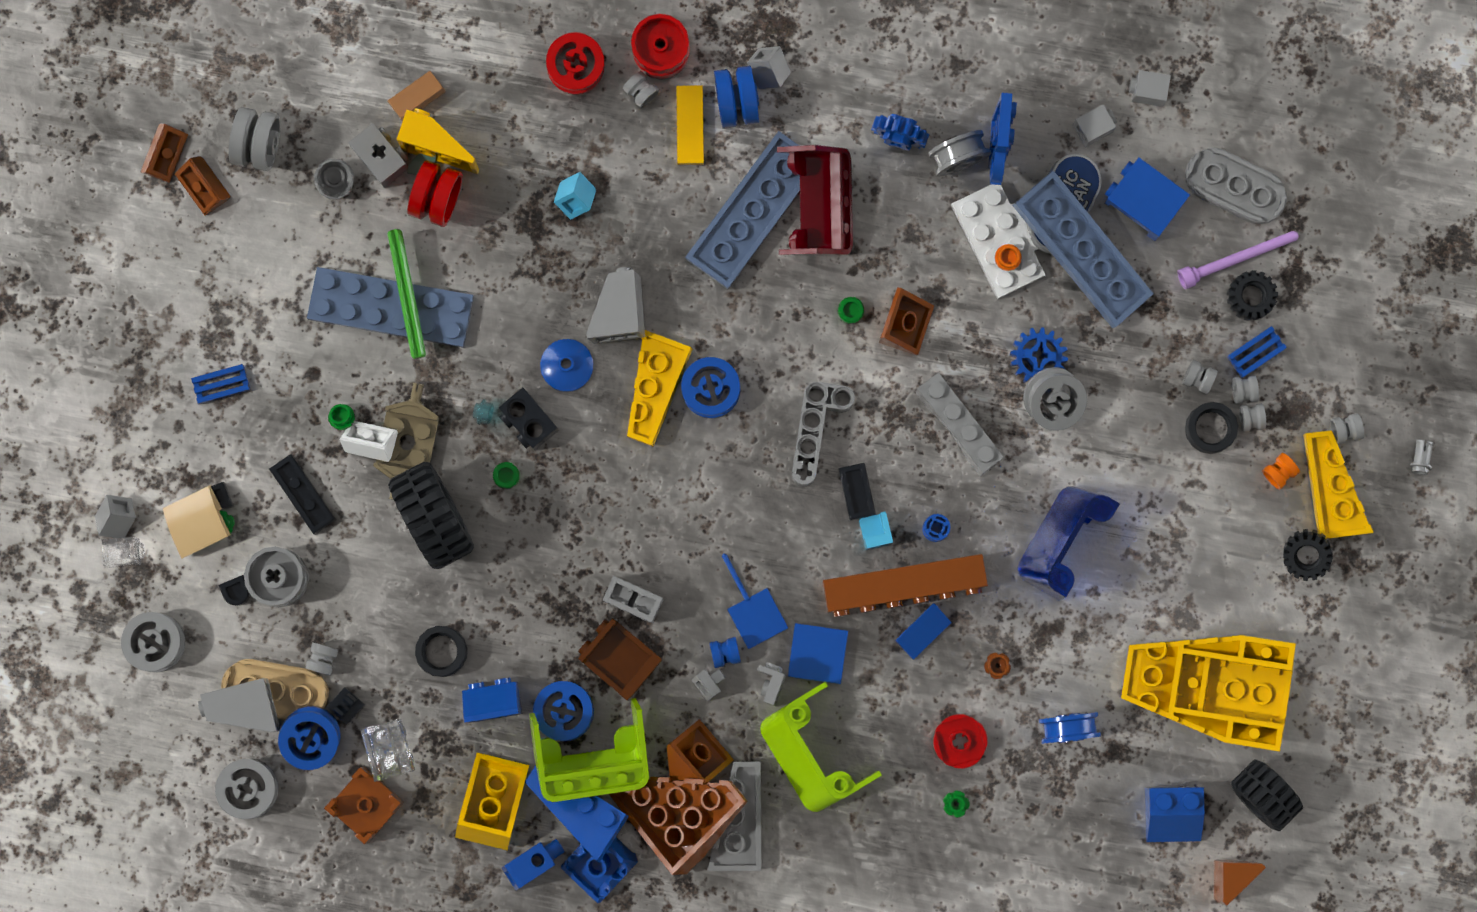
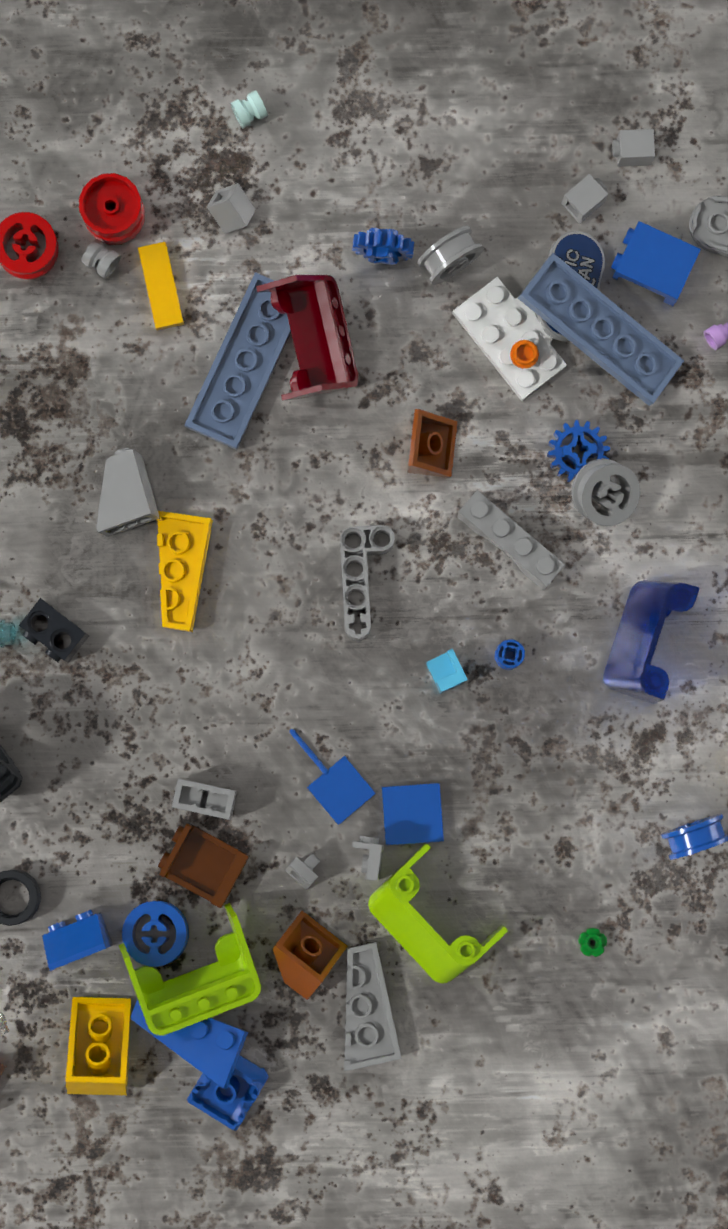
camera: 15 degrees left, 0 degrees up
(506, 475) = (43, 695): green tile -> none
(522, 871) = (145, 1114): blue torso -> none
(573, 377) = (93, 575): blue dish -> none
(575, 195) = (54, 384): medium azure panel -> none
(681, 817) = (304, 1021): dark orange slope -> none
(691, 393) = (259, 547): blue wheel -> none
(725, 652) = (314, 834): blue wheel -> none
(736, 97) = (202, 245): blue wheel -> none
(851, 310) = (371, 444): green tile -> none
(857, 491) = (417, 634): black tile -> none
(905, 583) = (489, 720): dark orange brick -> none
(923, 631) = (518, 766): blue slope -> none
(972, 750) = (598, 879): red plate -> none
(1001, 136) = (490, 226): blue plate -> none
(1003, 660) = (609, 779): dark orange plate -> none

